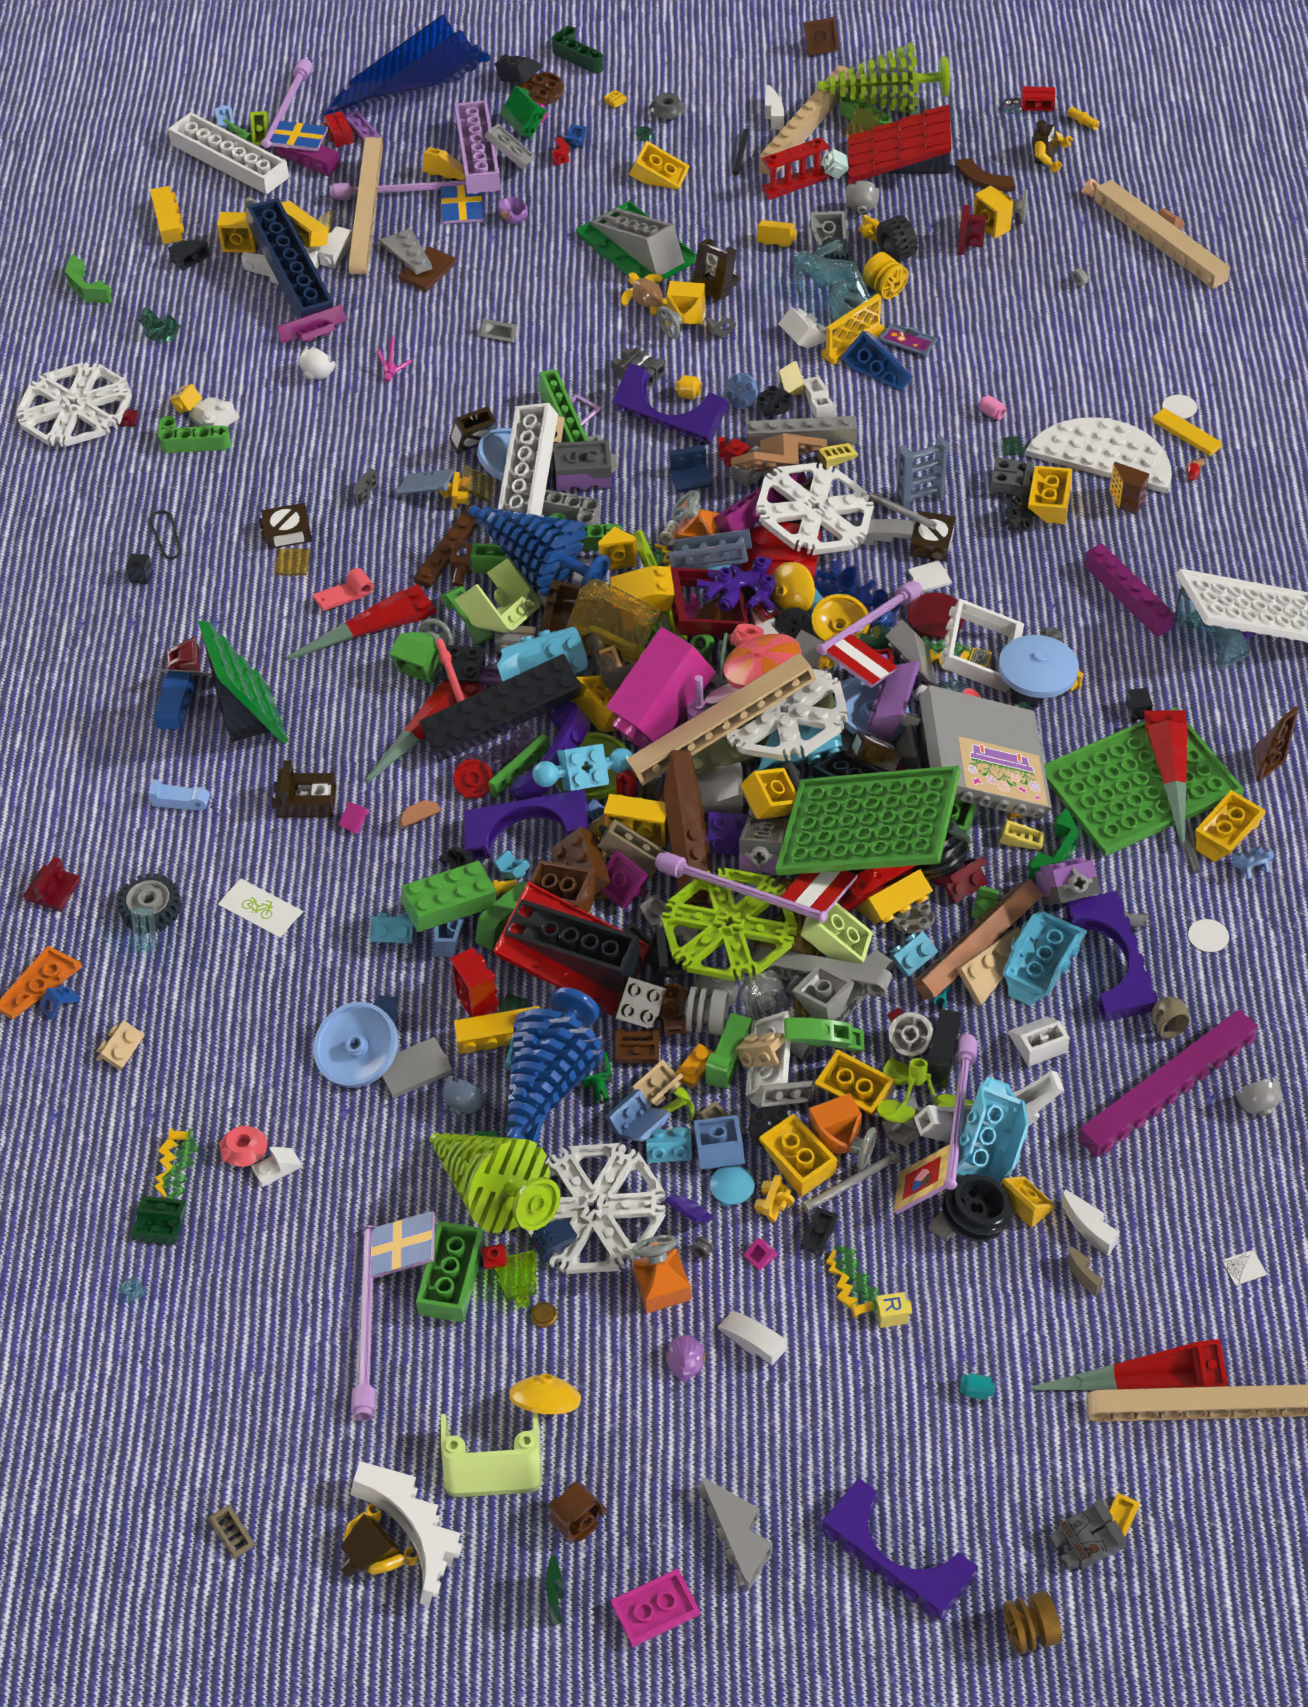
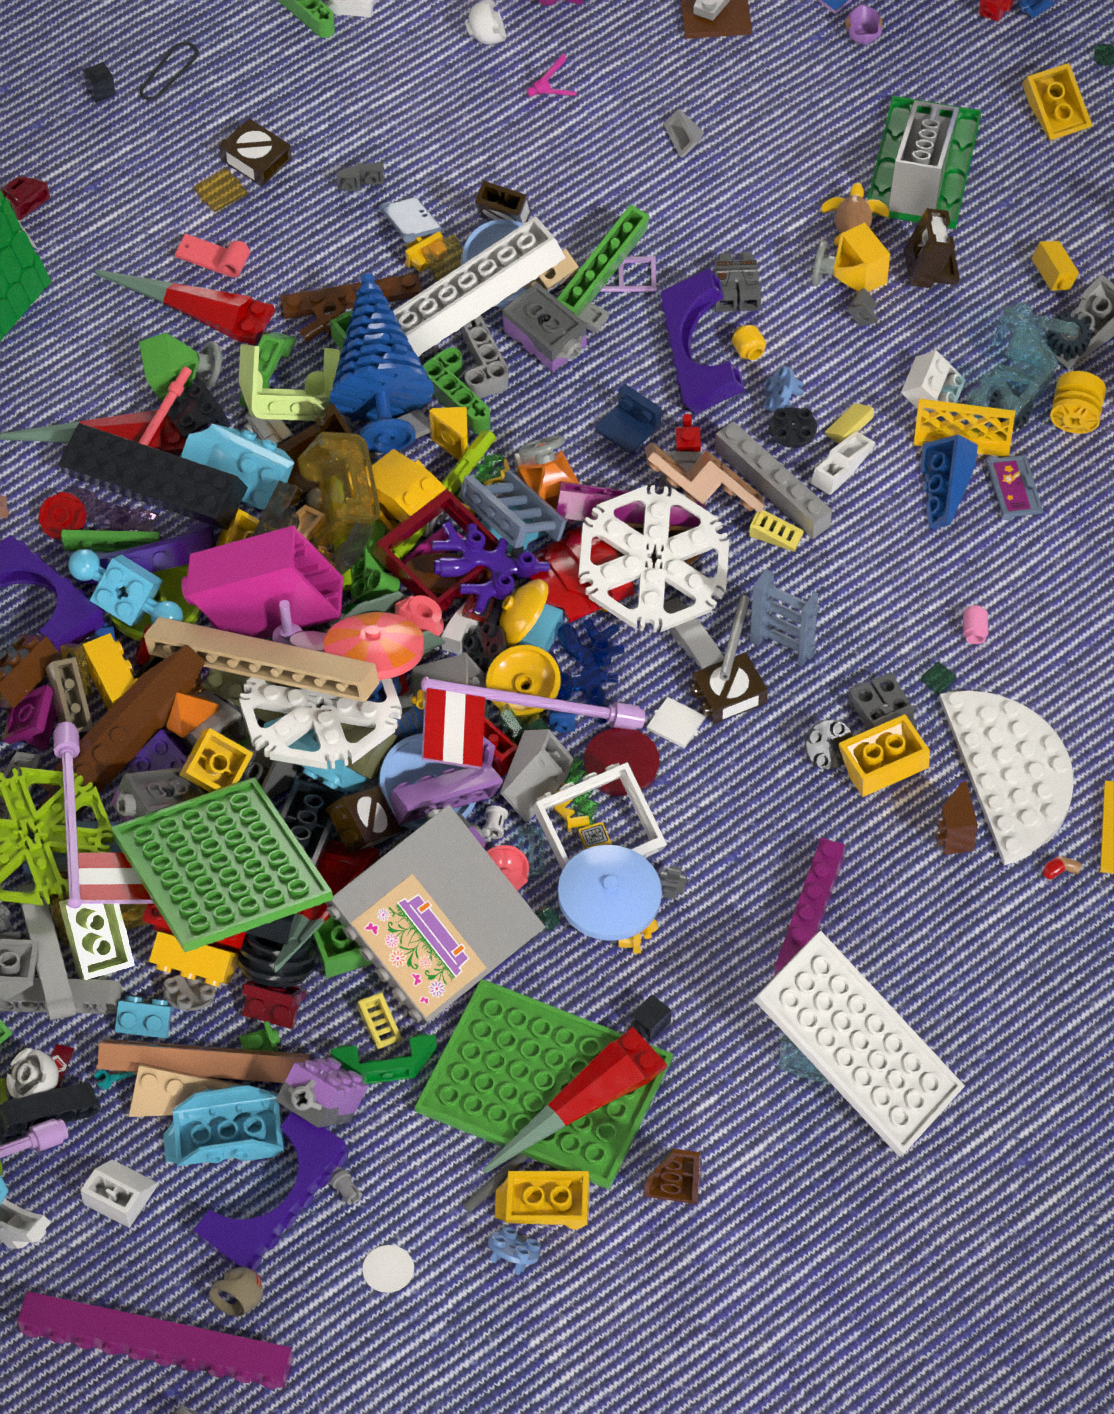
camera: 50 degrees right, 5 degrees up
(712, 790) = (189, 712): none -> orange slope

